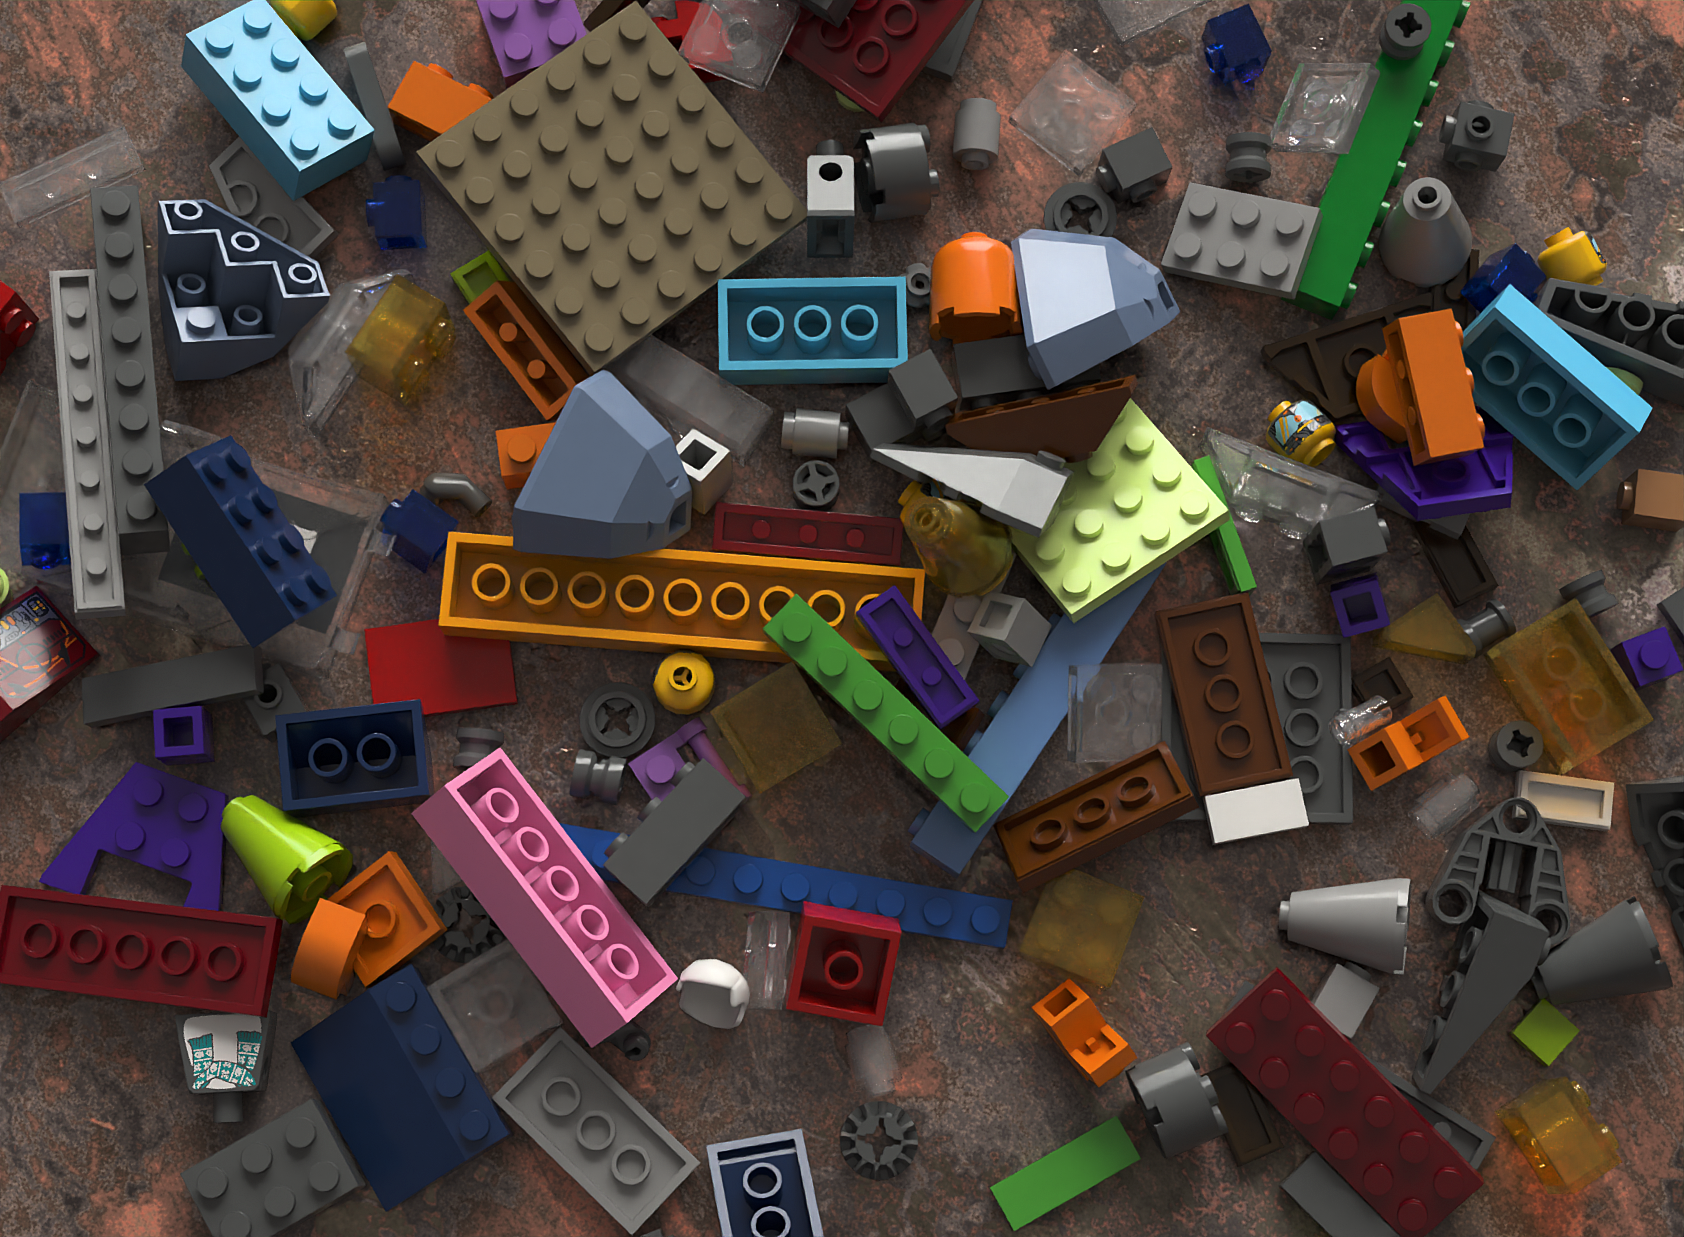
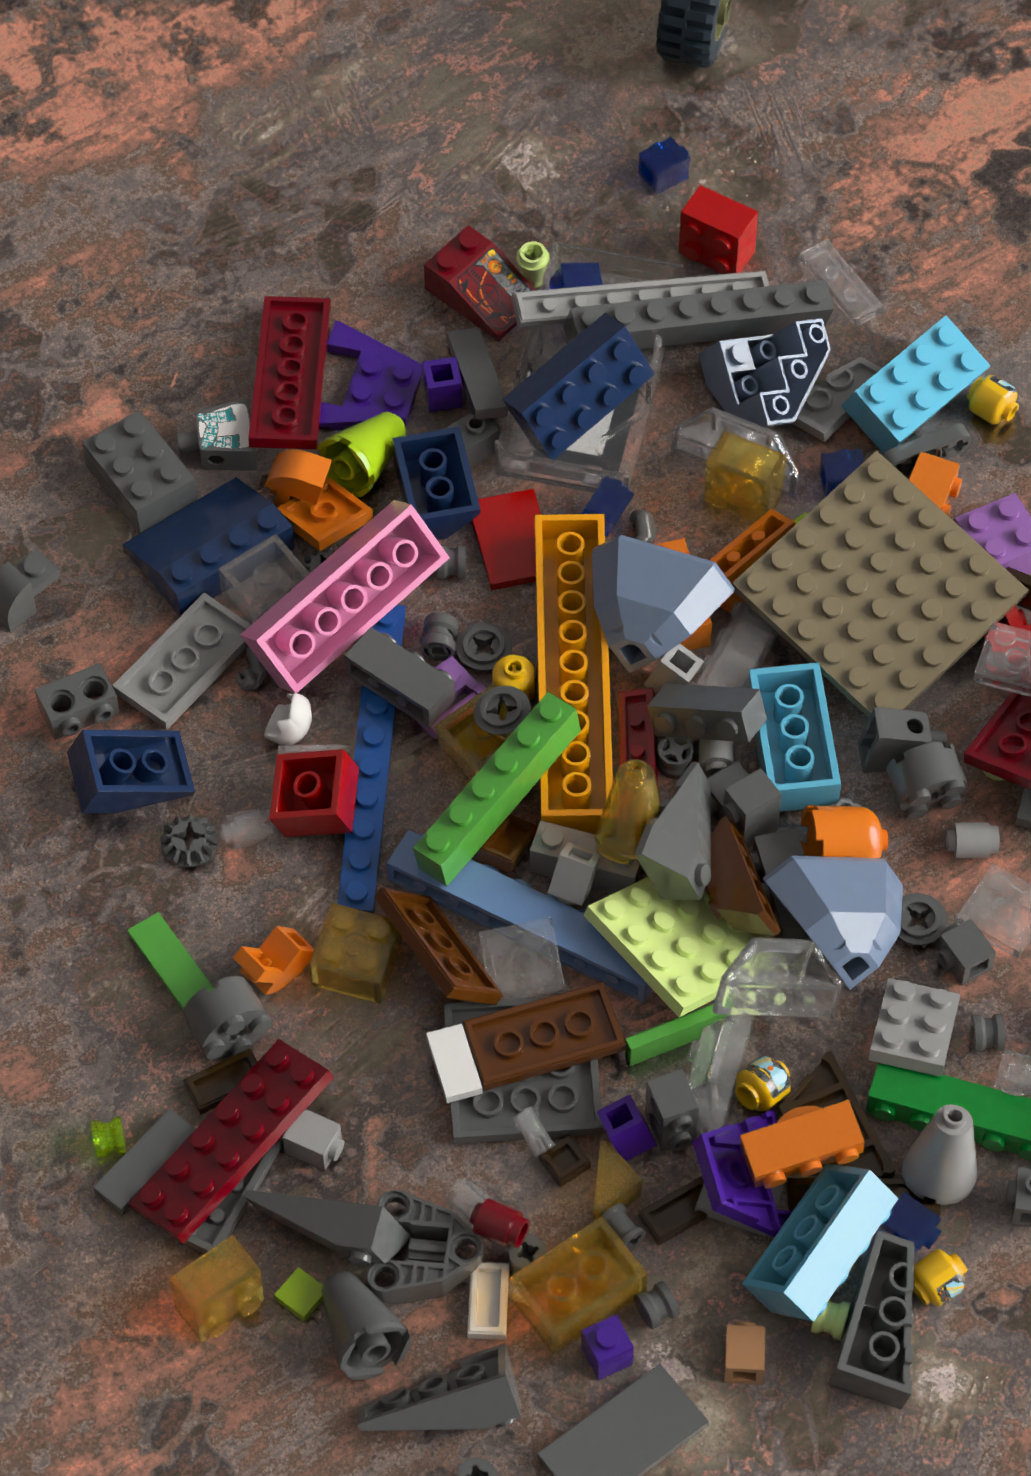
camera: 90 degrees right, 20 degrees down
(747, 680) = (489, 706): none -> dark grey gear
(784, 431) = (707, 712): none -> dark grey brick
(917, 658) = (544, 811): dark purple tile -> none
(1191, 400) = (779, 980): none -> clear wedge
(1353, 922) = (374, 1145): light grey cone -> none
(1408, 743) = (516, 1167): orange brick -> none
(1496, 772) = (499, 1223): none -> dark red brick

